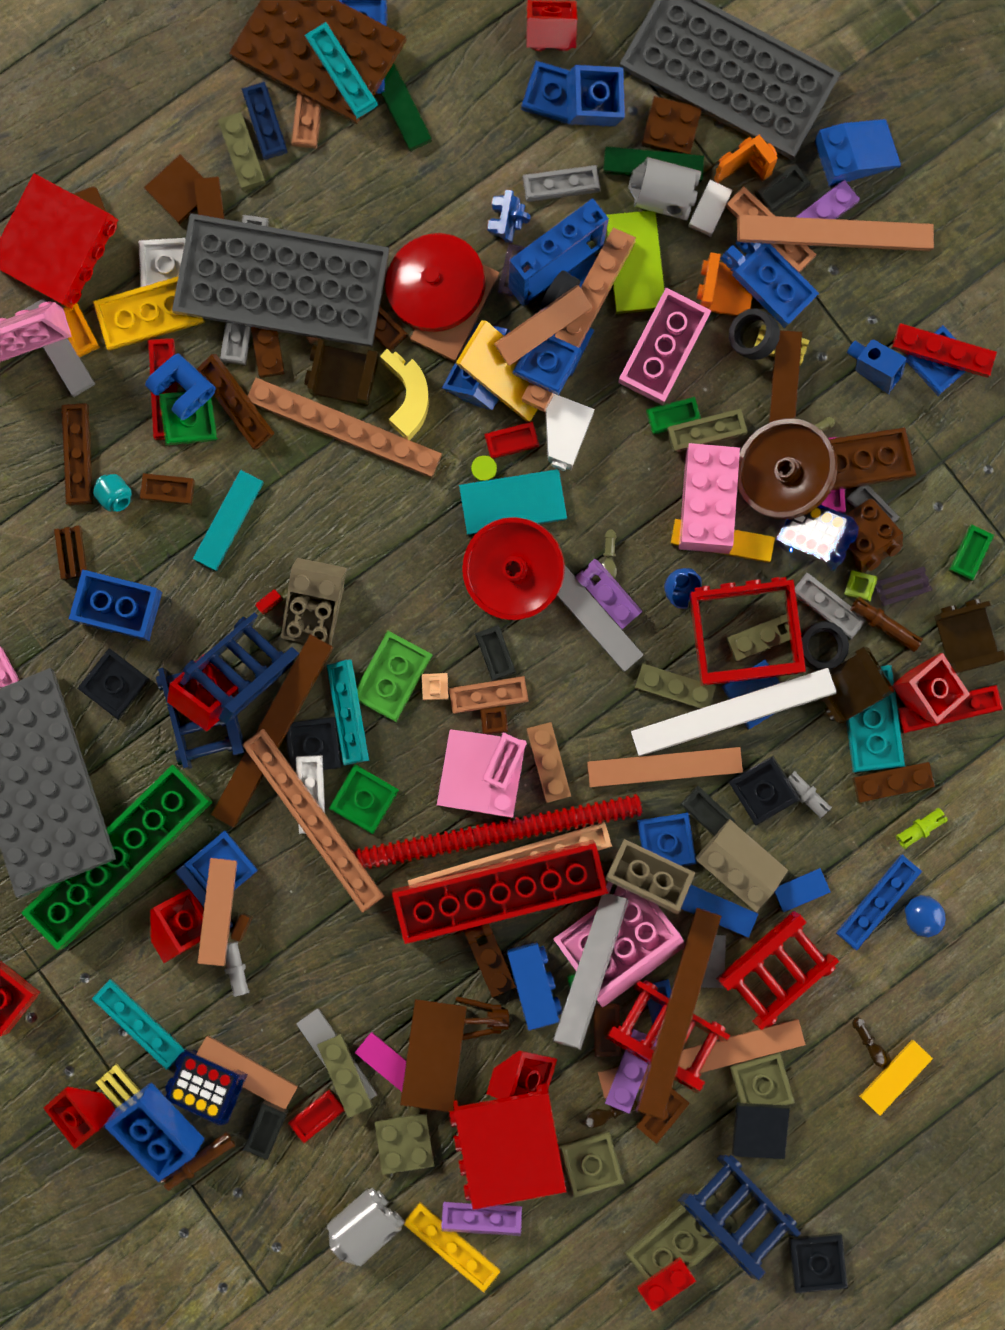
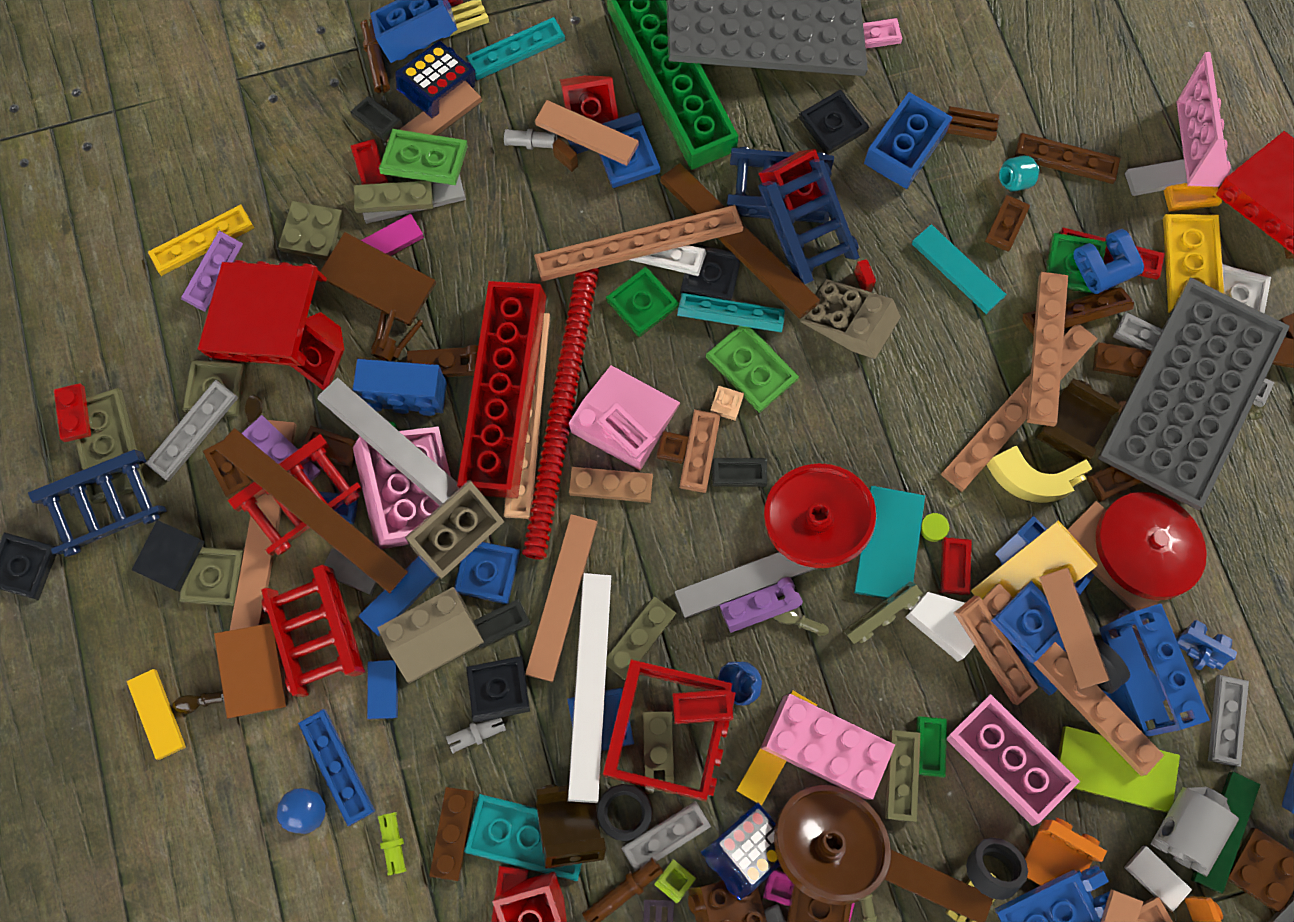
camera: 115 degrees right, 10 degrees down
(286, 417) = (1047, 349): none -> nougat plate
(294, 1062) = (423, 157): none -> bright green tile
(363, 1228) = (251, 166): light grey cylinder -> none
(578, 385) = (996, 650): none -> nougat tile
(579, 488) = (883, 613): none -> olive plate
(640, 1164) = (191, 430): none -> light grey tile
(720, 608) = (702, 706): none -> red tile
(830, 1010) = (249, 670): none -> dark orange tile

